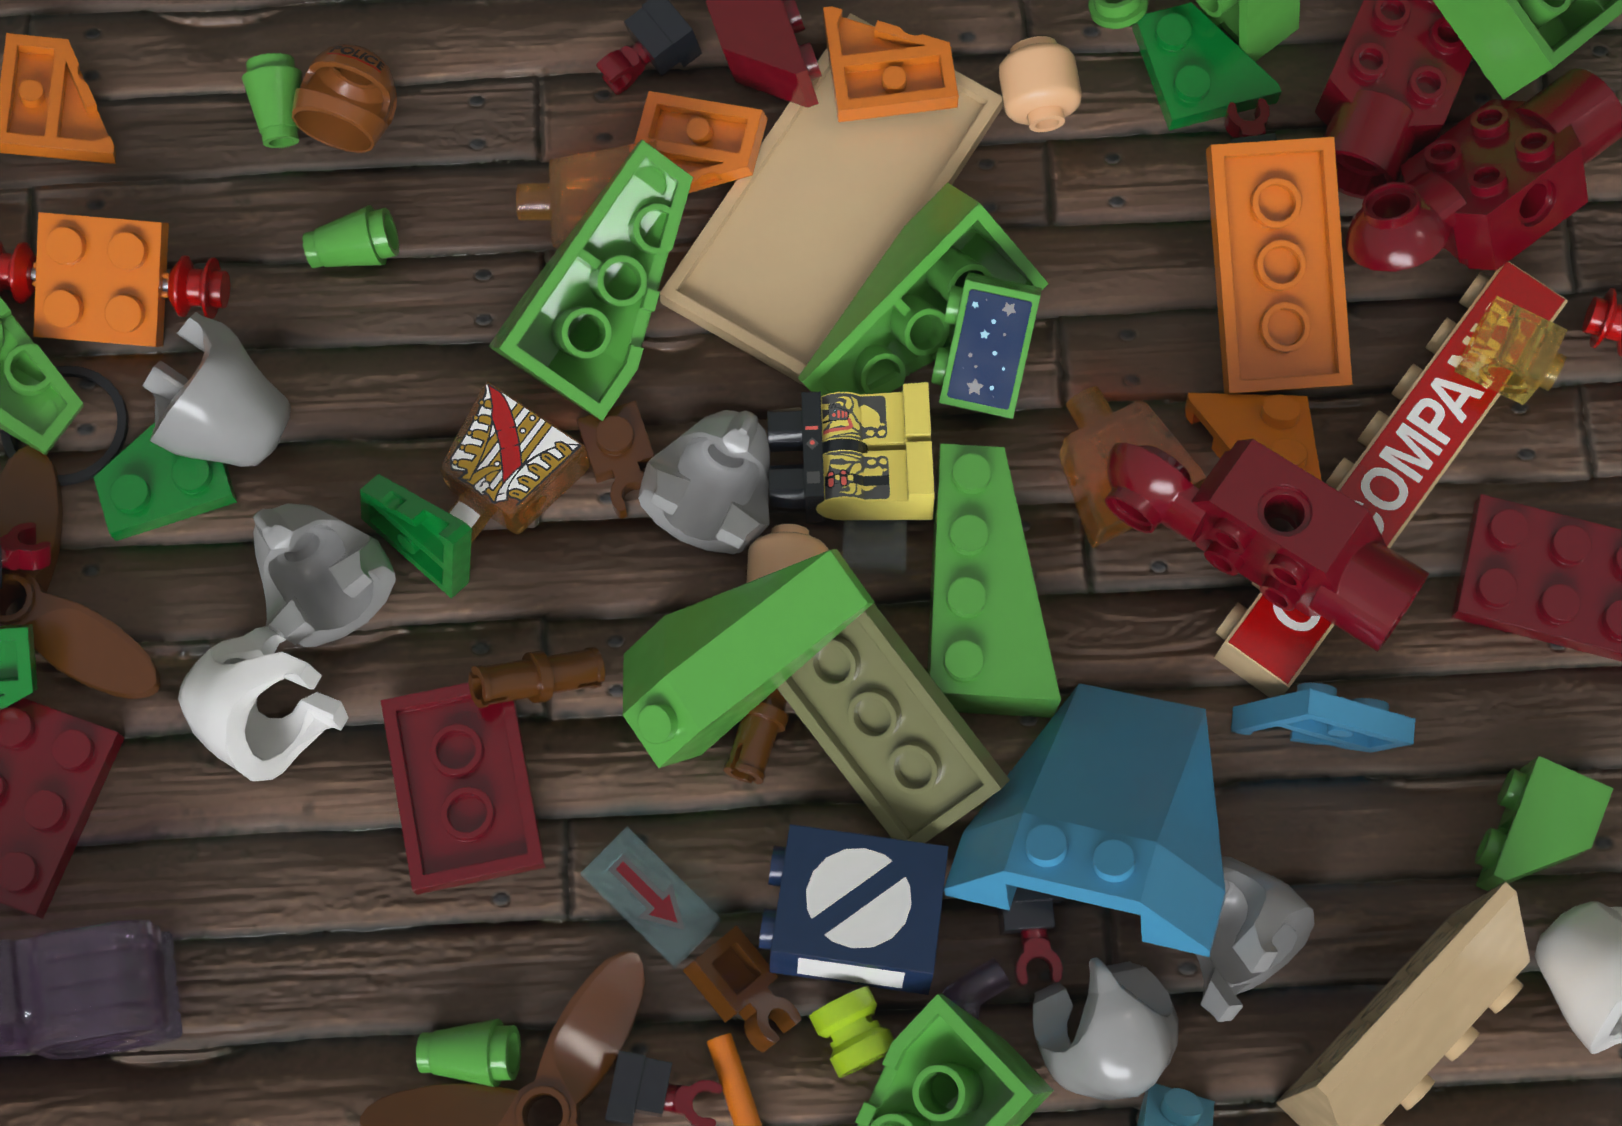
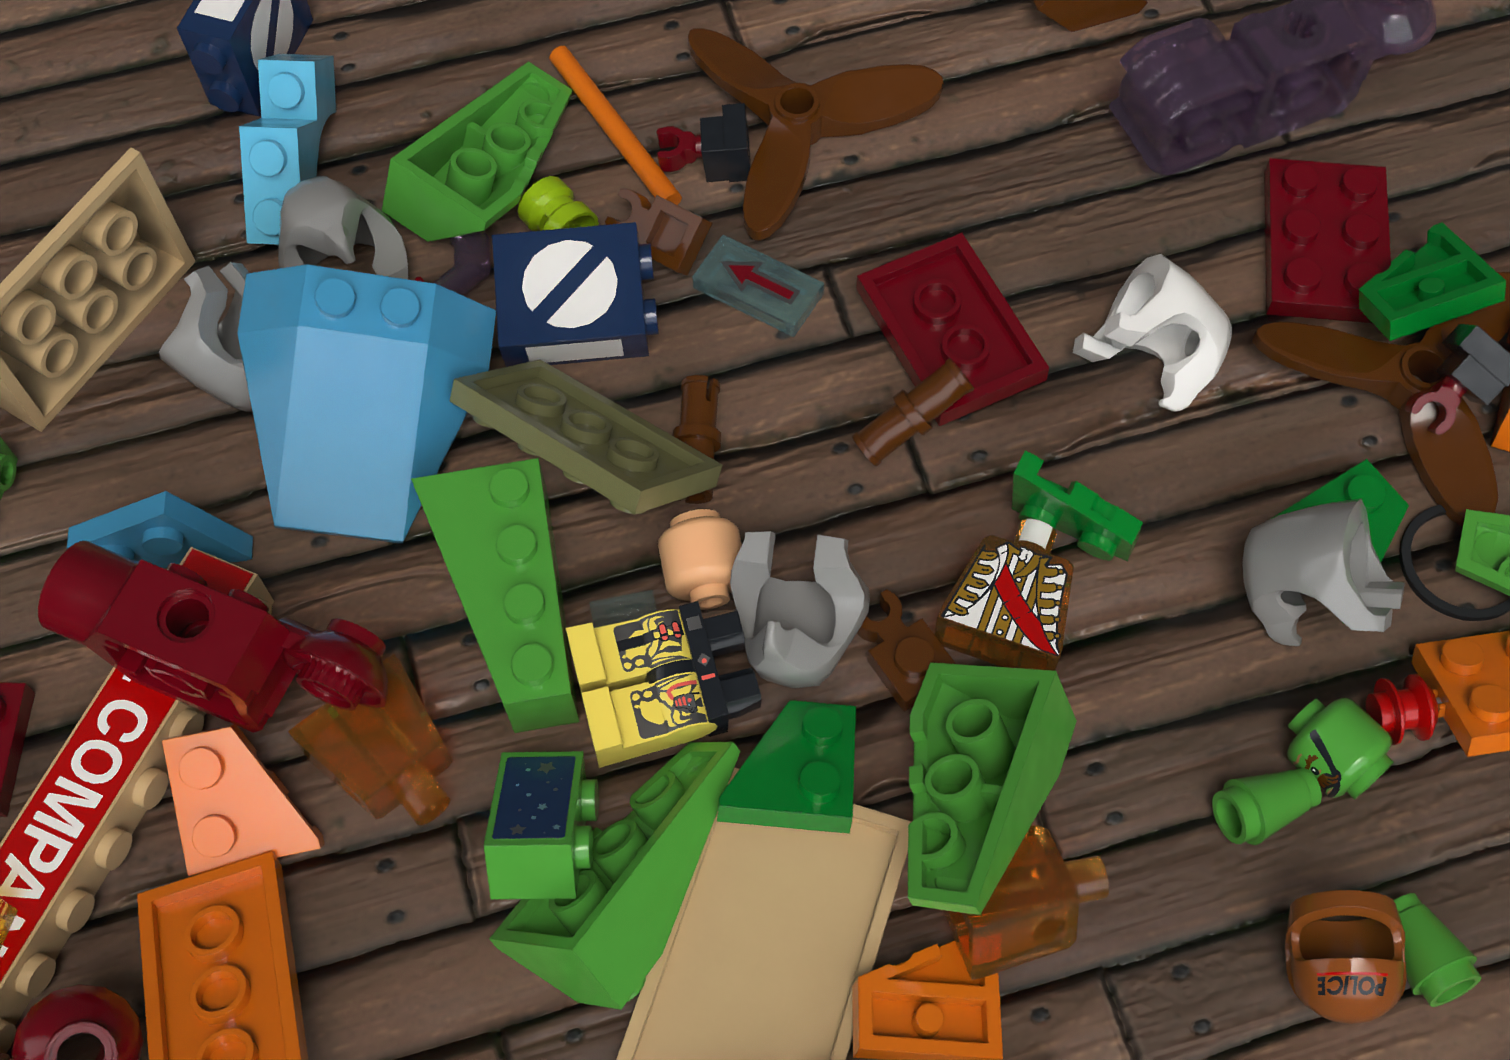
camera: 170 degrees right, 10 degrees down
(268, 270) = (1340, 746): none -> bright green head
(318, 574) = (1153, 448): light grey piece -> none
(472, 1052) = (870, 141): bright green cone -> none
(729, 652) = (741, 435): bright green wedge -> none
(748, 352) = (798, 772): none -> green wing

